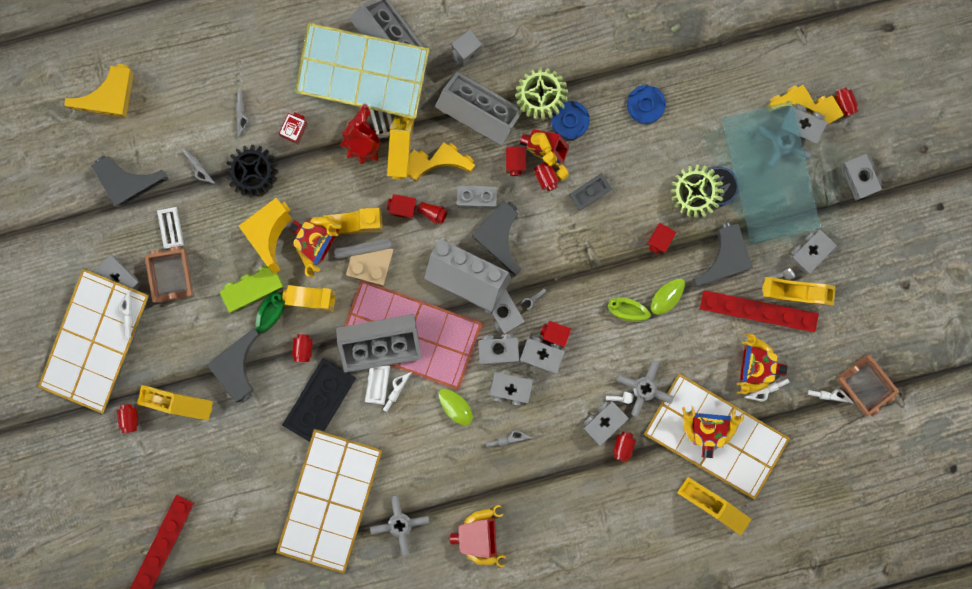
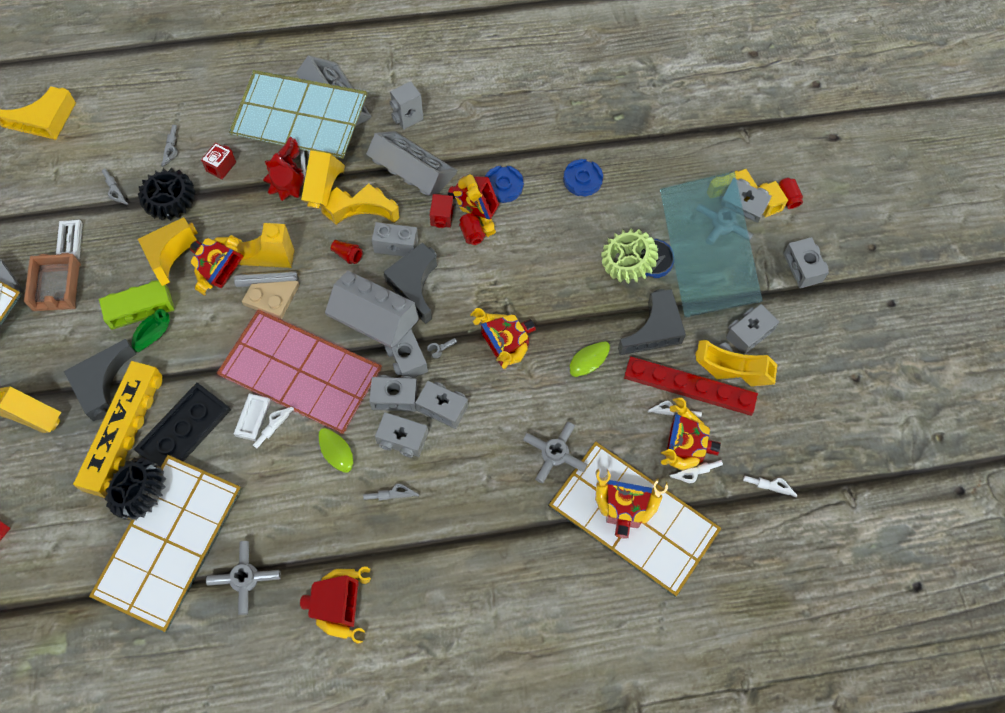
camera: 10 degrees right, 20 degrees down
(124, 186) = (35, 195): dark grey arch -> none
(266, 408) = (118, 428): none -> yellow brick
(300, 473) = (135, 489): none -> black gear
(302, 348) = (176, 369): red brick -> none
(310, 298) = (199, 317): yellow arch -> none
(378, 343) = (260, 371): light grey slope -> none
(402, 206) = (315, 241): red brick -> none
(549, 93) = (476, 153): yellowish green gear -> none
(555, 333) = (461, 381): red brick -> none
(590, 192) = (516, 248): dark grey plate -> none
(590, 285) = (504, 335): none -> torso
(602, 433) = (499, 496): light grey brick -> none
(624, 446) = (524, 514): red brick -> none
(627, 398) = (533, 463): white hand -> none
(628, 310) = (545, 368): lime arm -> none
(660, 239) = (587, 299): red brick -> none
(714, 506) = (629, 594): yellow arch -> none
(744, 337) = (658, 410): none -> white hand
(867, 385) = (814, 476): window -> none

